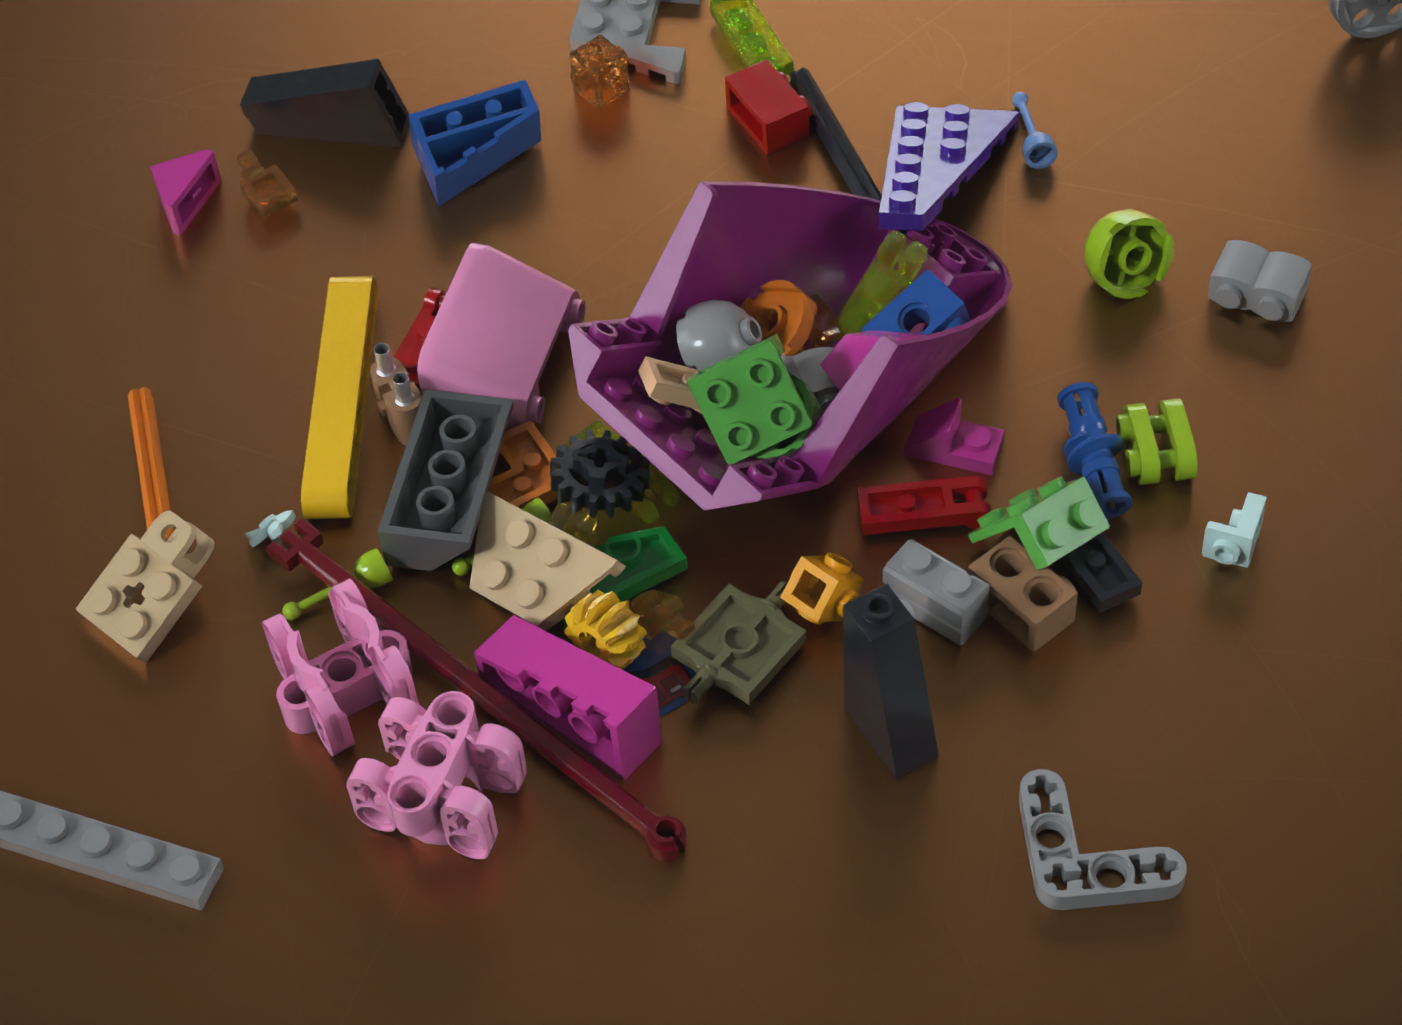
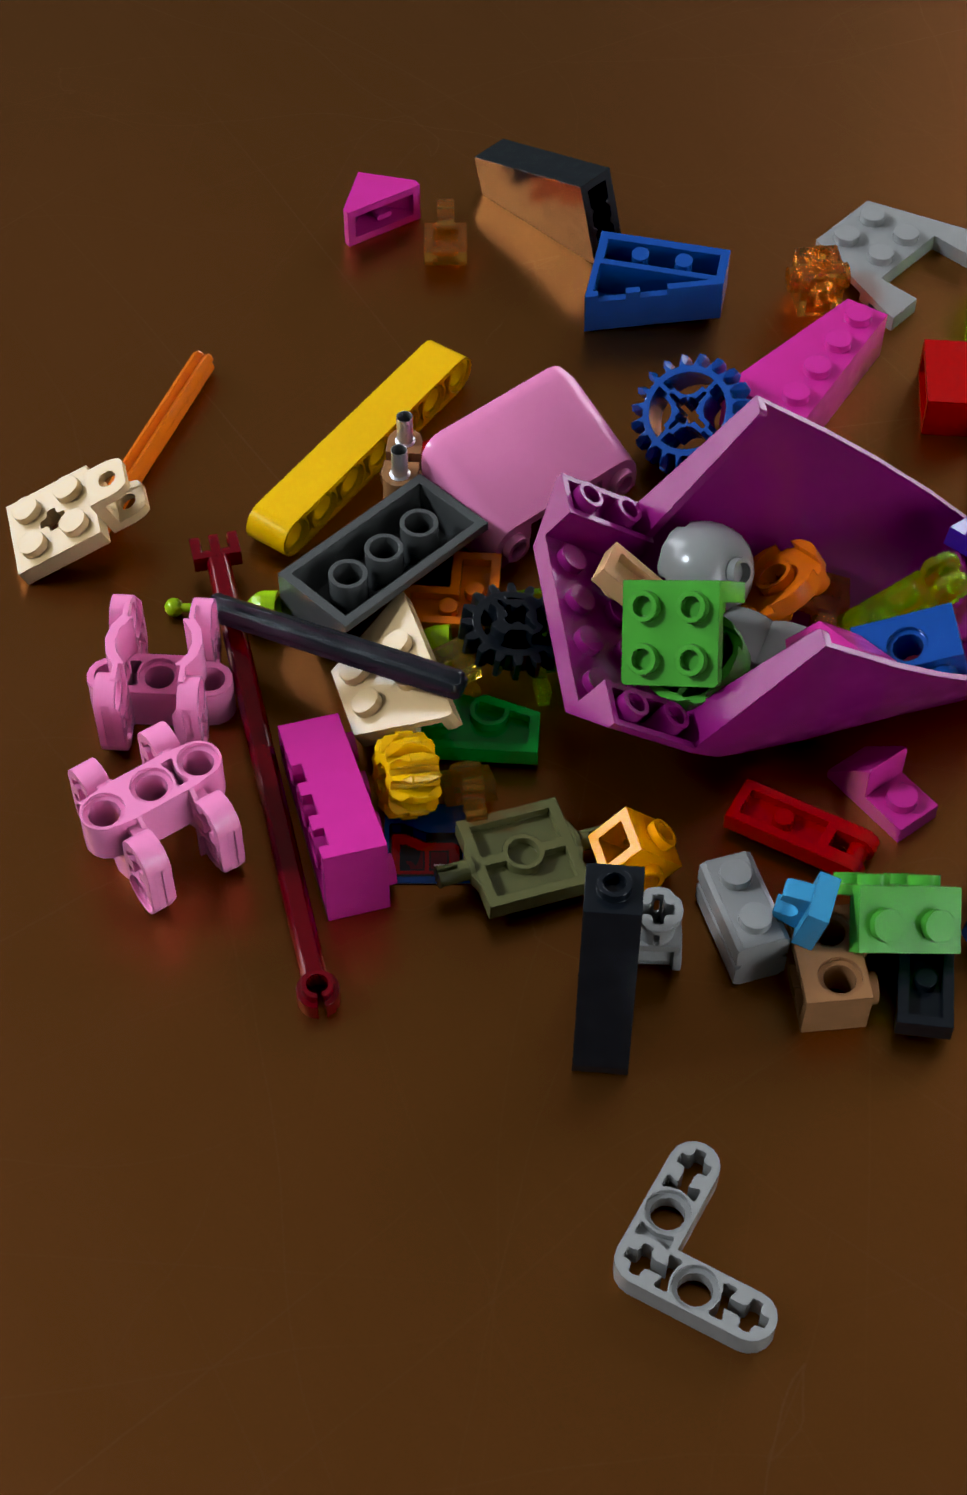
camera: 30 degrees right, 0 degrees up
(272, 527) = (211, 526): light aqua plant -> none
(482, 560) = (341, 647): none -> black axle
(603, 209) = (706, 402): none -> blue gear
(652, 162) = (820, 363): none -> dark pink wedge
(992, 553) = (807, 907): none -> dark azure tile

